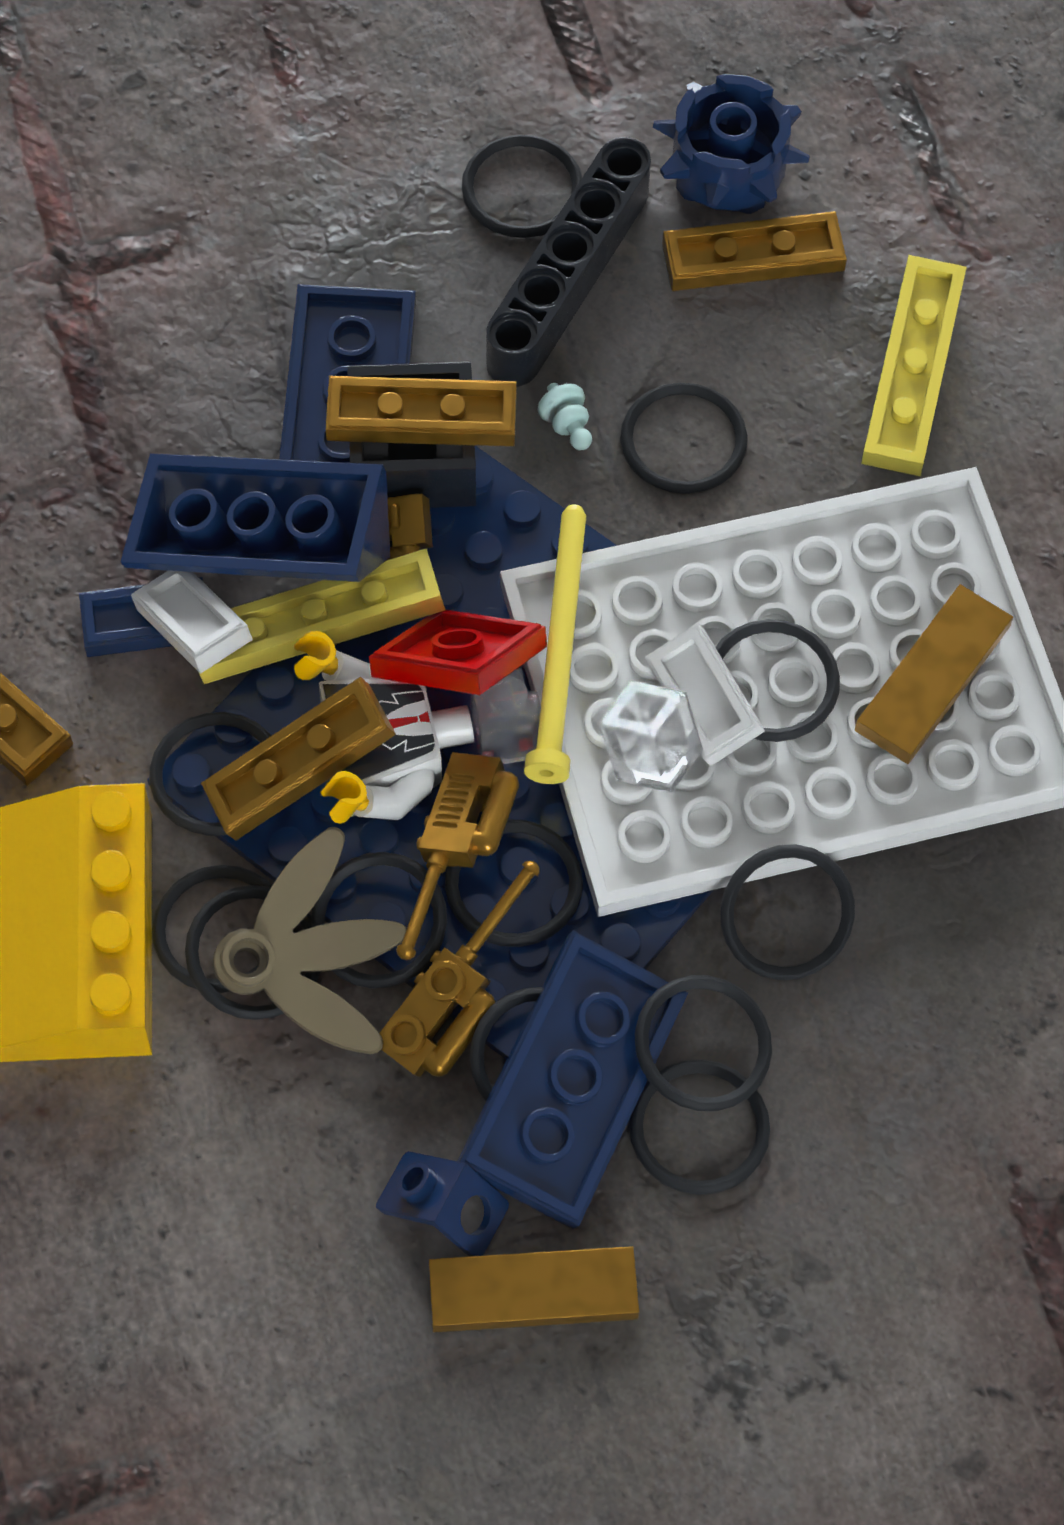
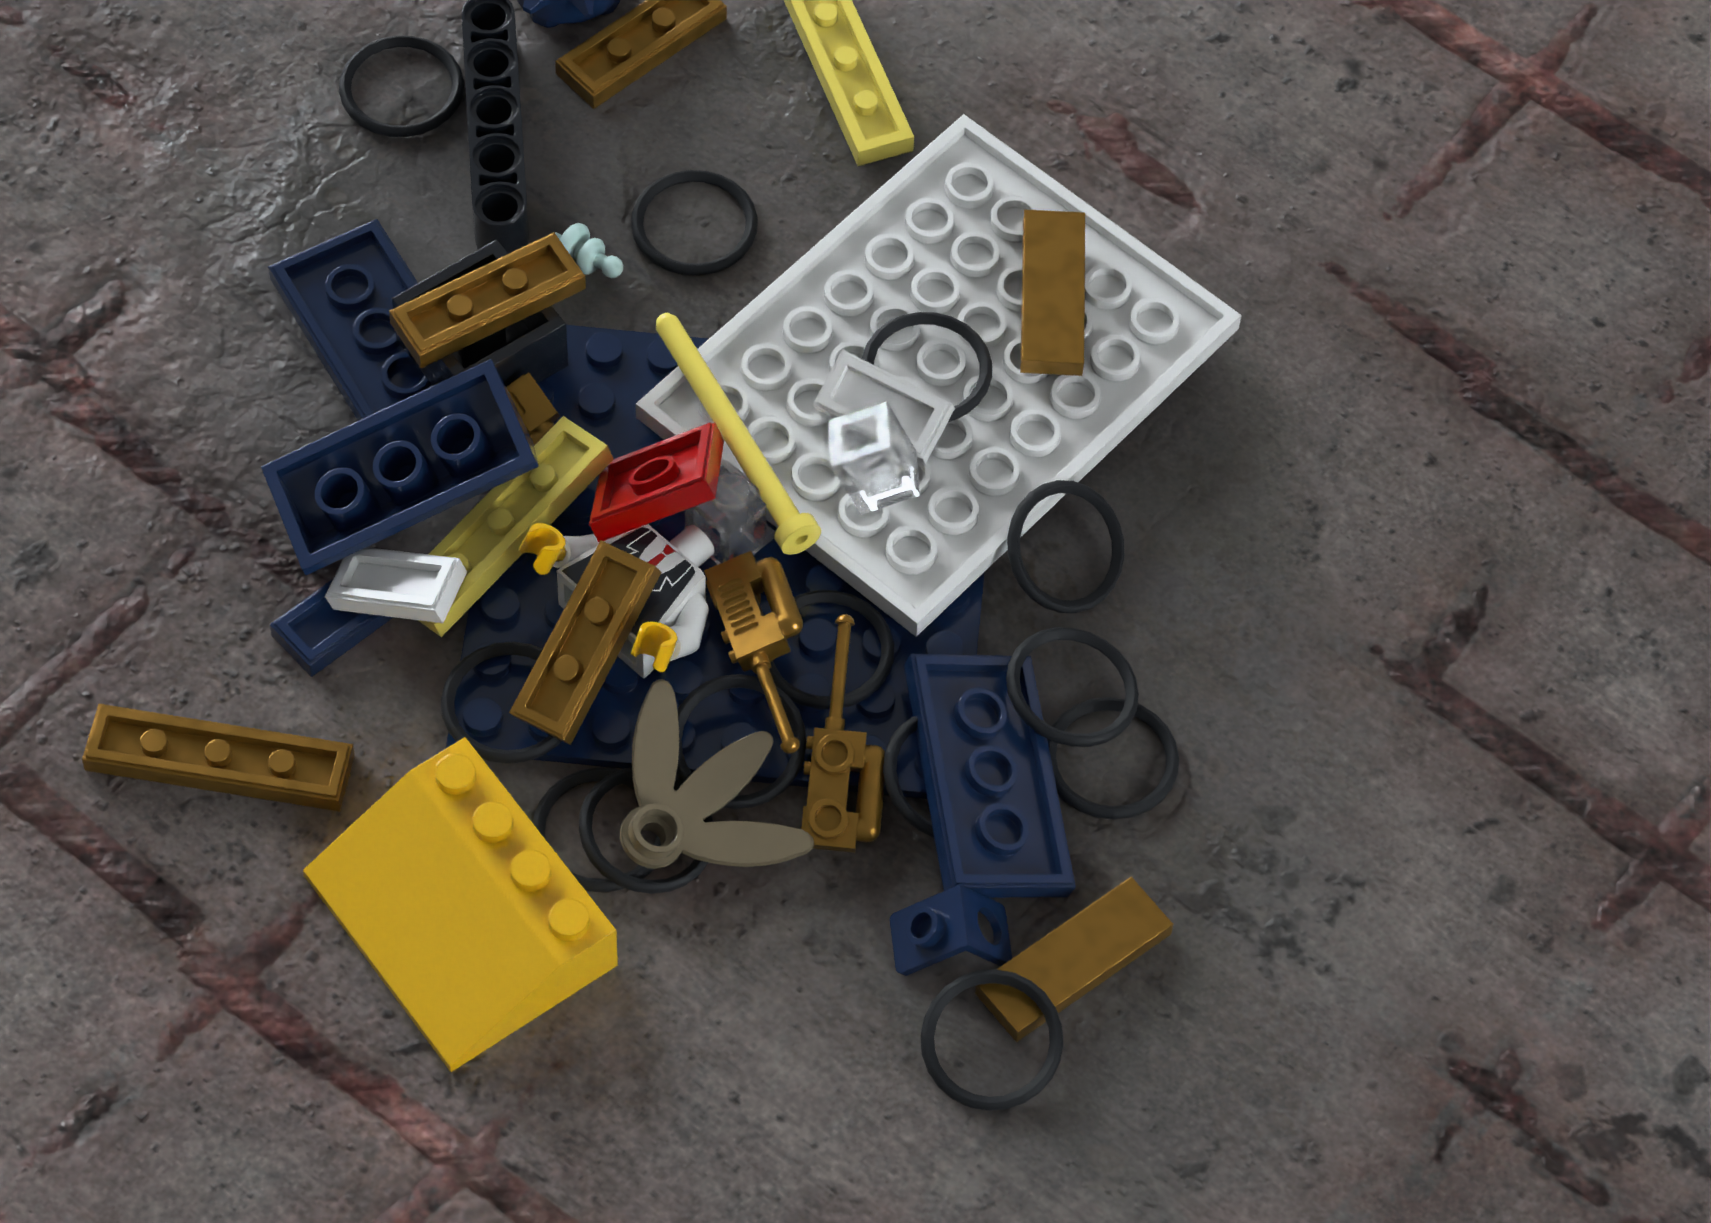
camera: 35 degrees left, 5 degrees down
(468, 1334) = (994, 1102): none -> black tyre

